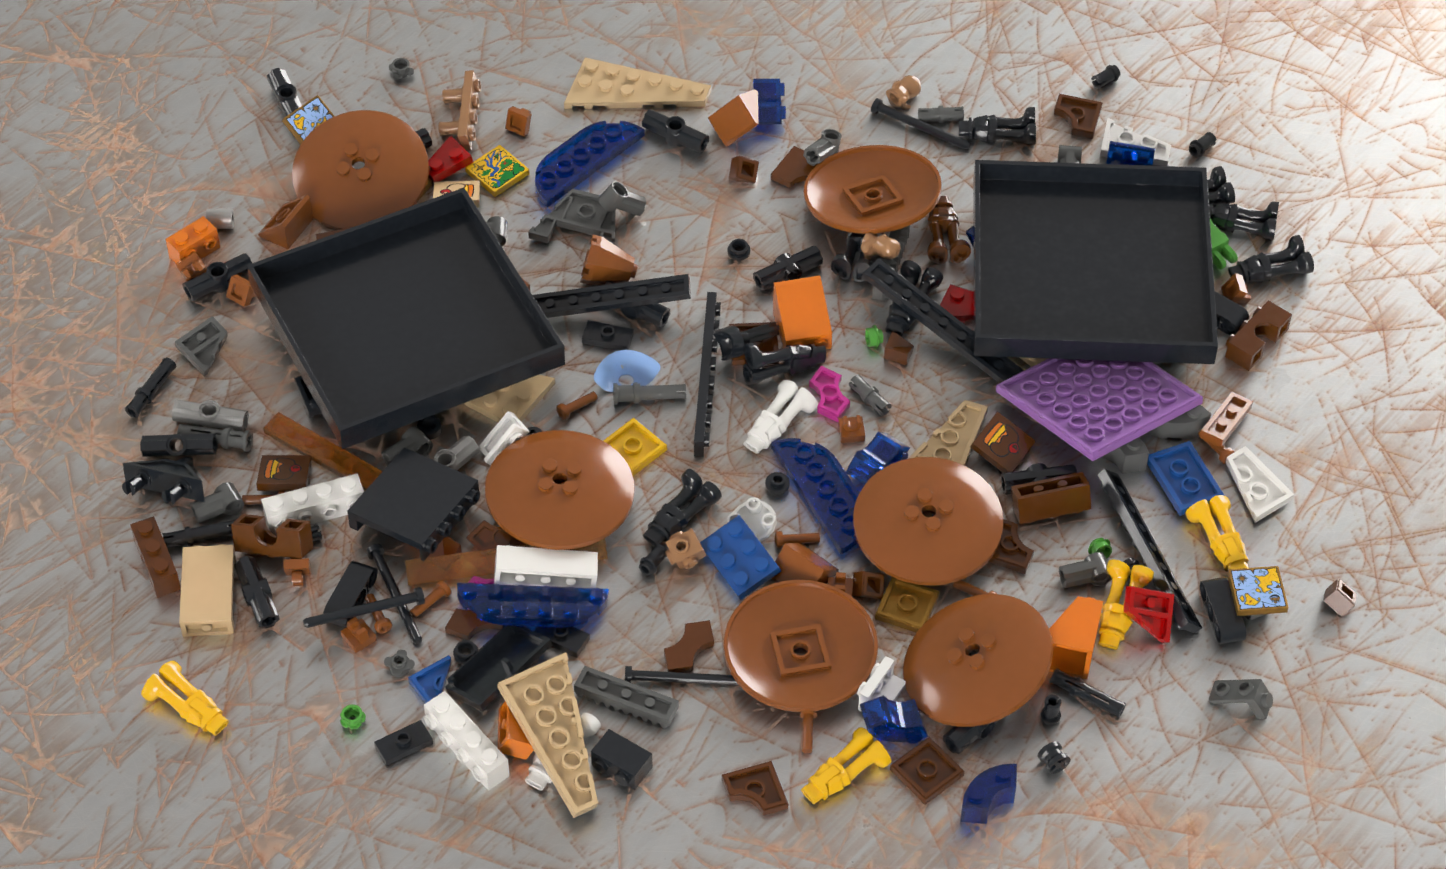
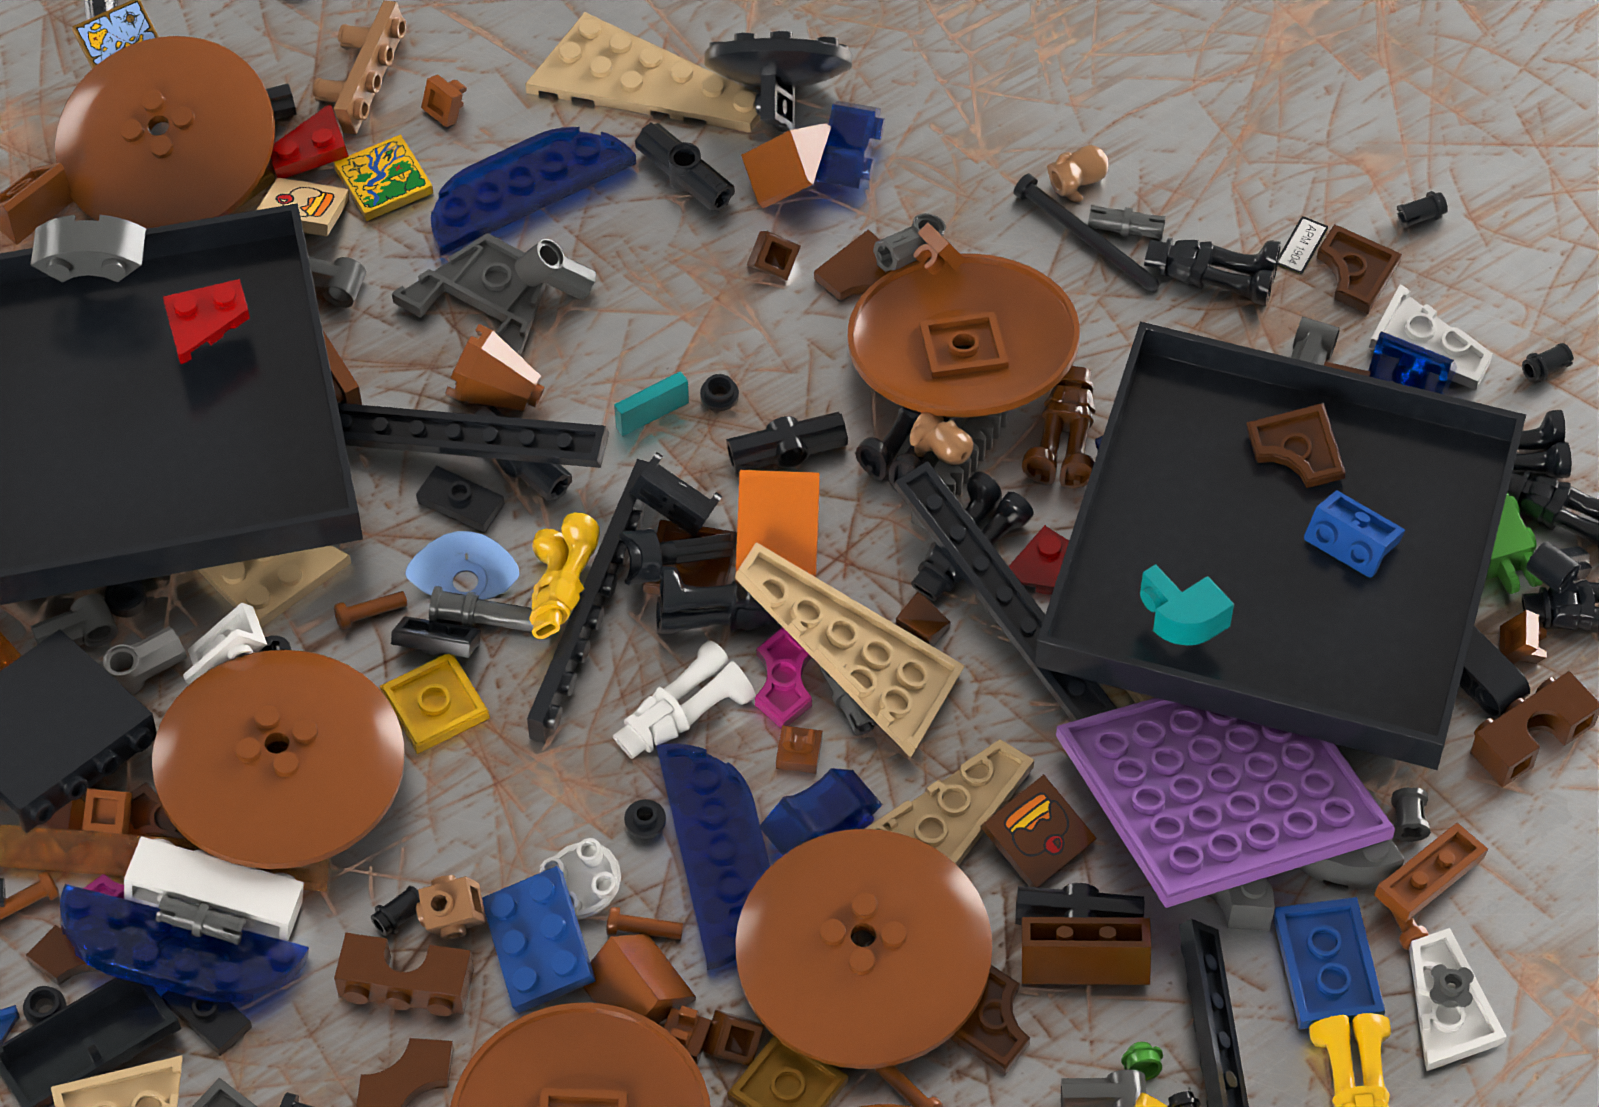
camera: 15 degrees right, 5 degrees up
(353, 231) = (88, 247): none -> dark grey brick
(433, 257) = (204, 315): none -> red wing
(469, 538) = (107, 811): none -> dark orange tile
(546, 583) = (200, 920): none -> dark grey pin
(622, 411) = (435, 637): none -> black plate
(652, 597) = (436, 986): none -> reddish brown arch
(670, 517) = (446, 845): black piece -> none
(685, 357) = (566, 558): none -> yellow piece
(703, 261) = (651, 403): none -> teal tile
(716, 62) = (778, 67): none -> black bracket
(735, 308) = (673, 497): none -> black hinge
(842, 145) = (938, 249): none -> dark orange tile
(873, 336) = (888, 592): bright green plate -> none
(878, 370) = (872, 659): none -> tan wing
(1044, 108) = (1302, 244): none -> white sticker
(1054, 306) = (1187, 615): none -> teal brick
(1084, 207) = (1301, 442): none -> reddish brown tile
(1129, 250) = (1352, 533): none -> blue bracket
(1203, 387) = (1410, 814): none -> dark grey bush
(1245, 247) = (1559, 566): none -> black piece
(1252, 474) = (1447, 996): none -> dark grey plate

